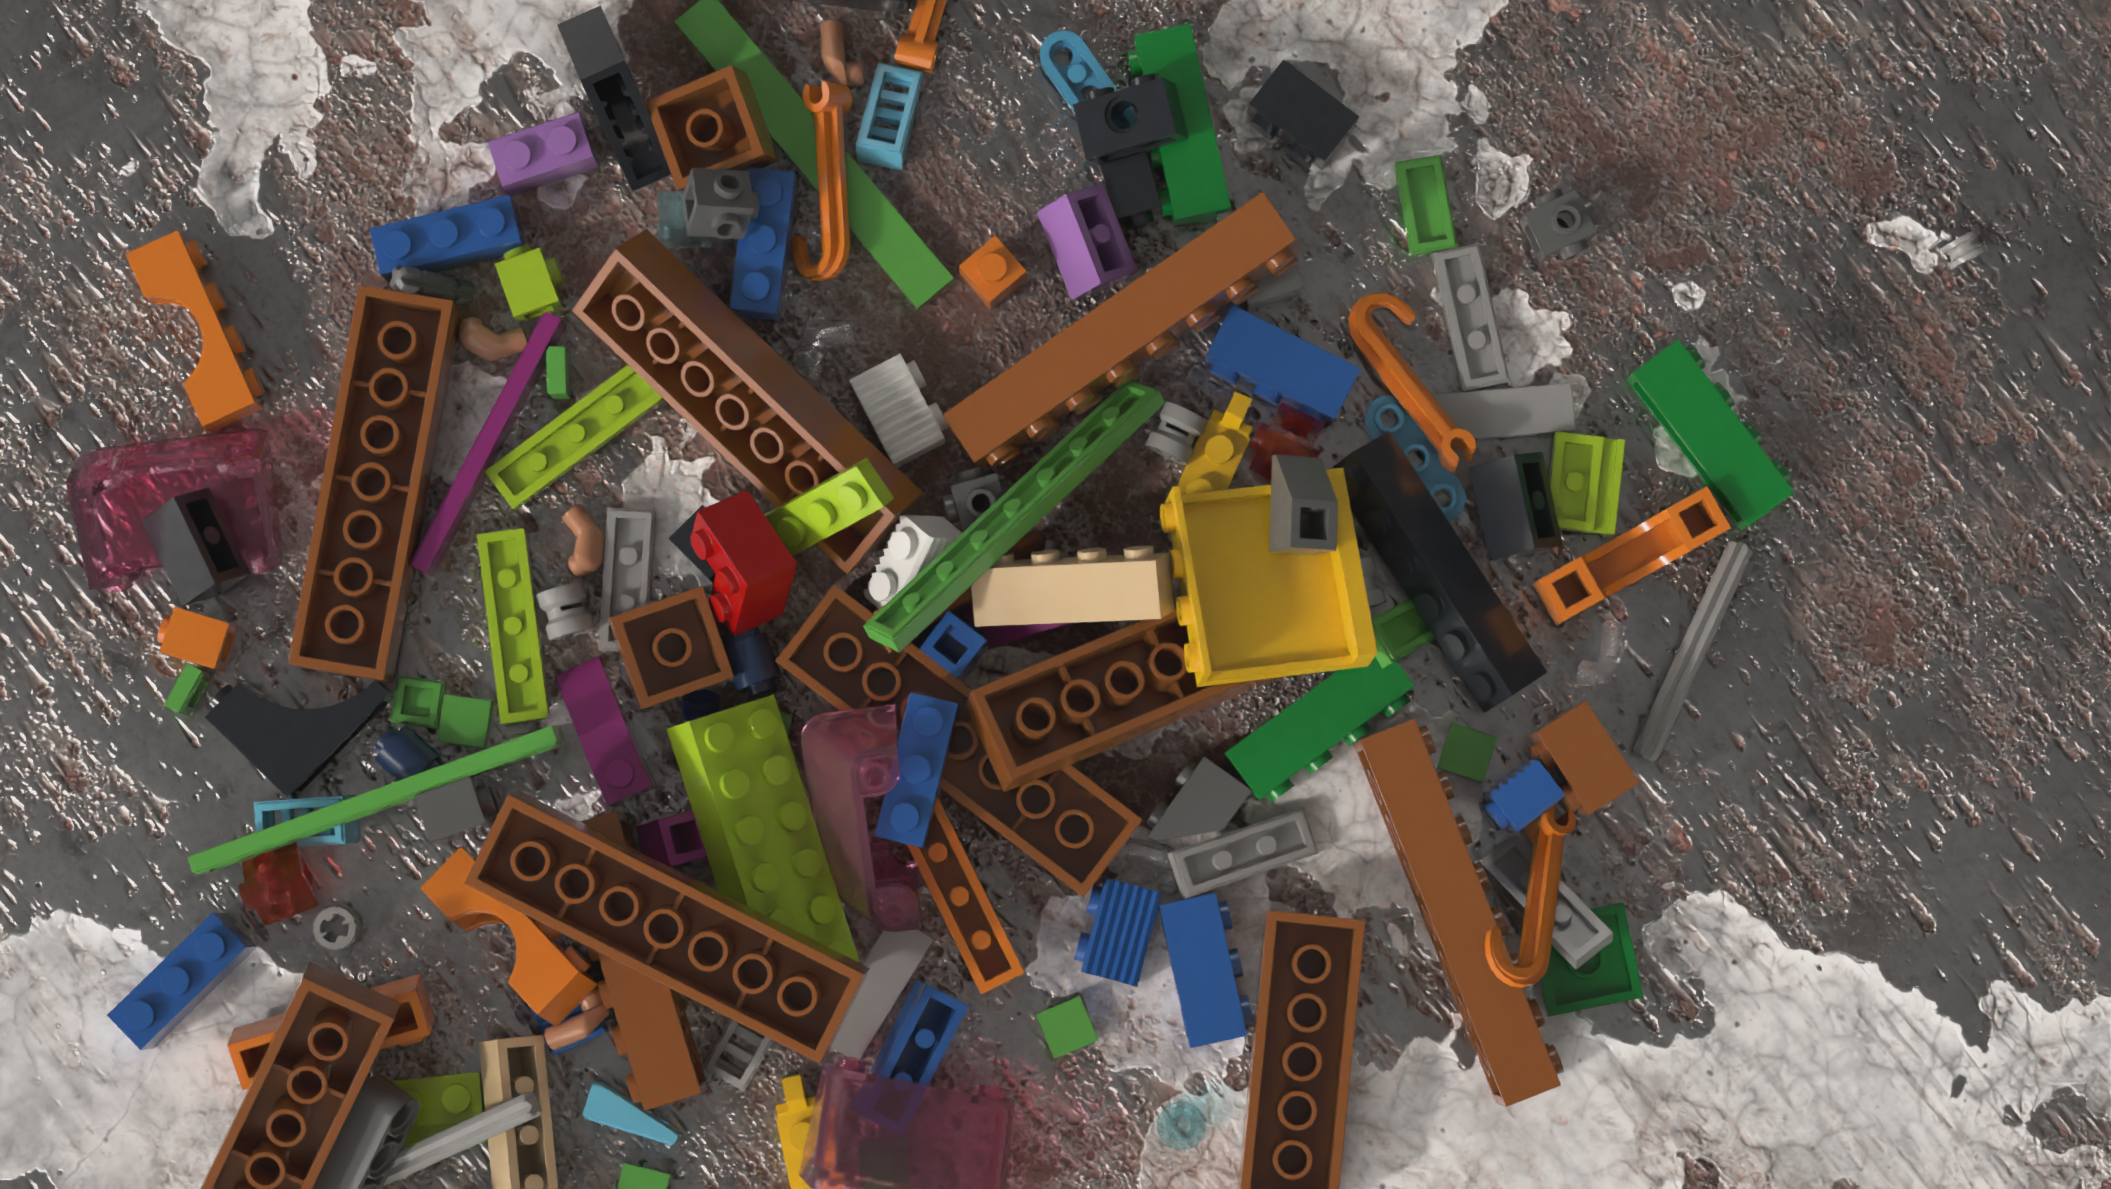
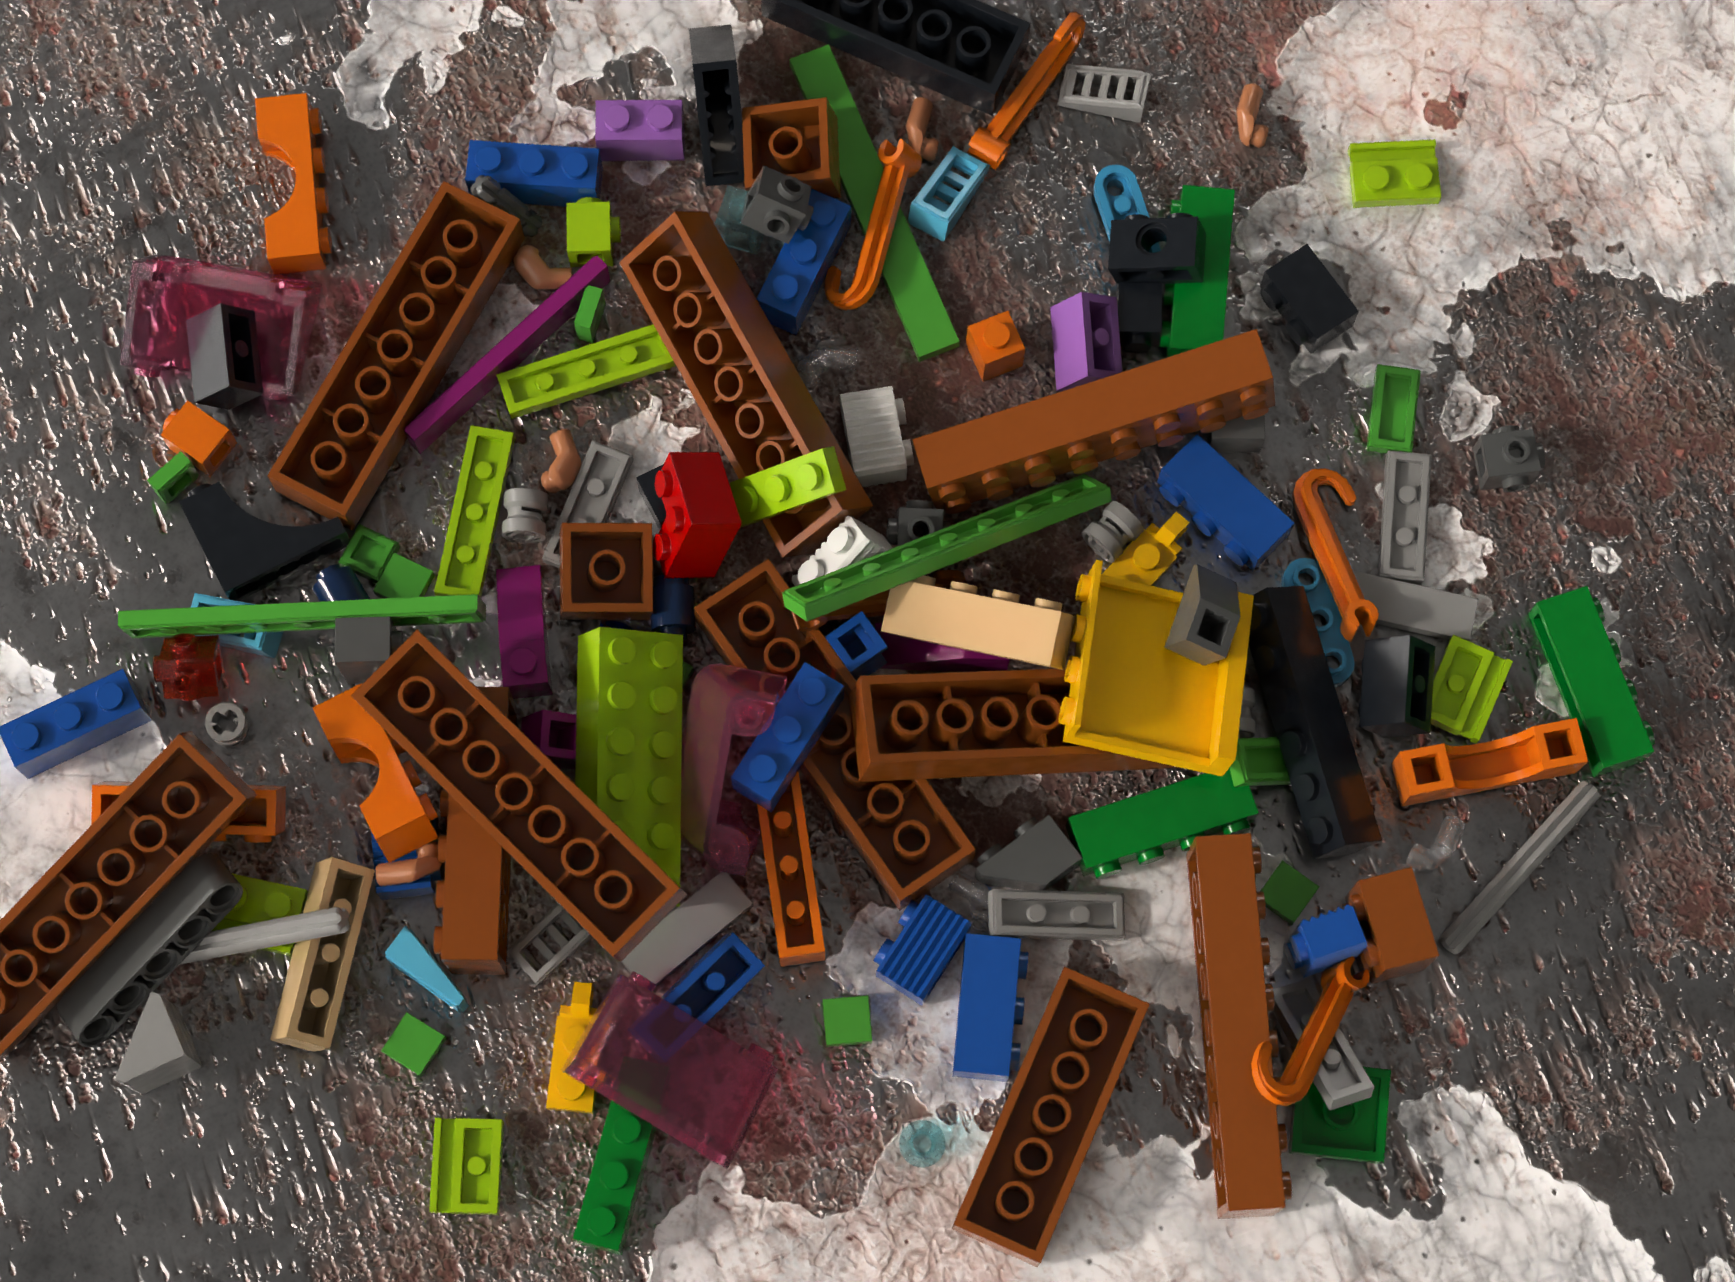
camera: 15 degrees right, 10 degrees down
(1288, 434) = (1210, 553): clear red brick -> none

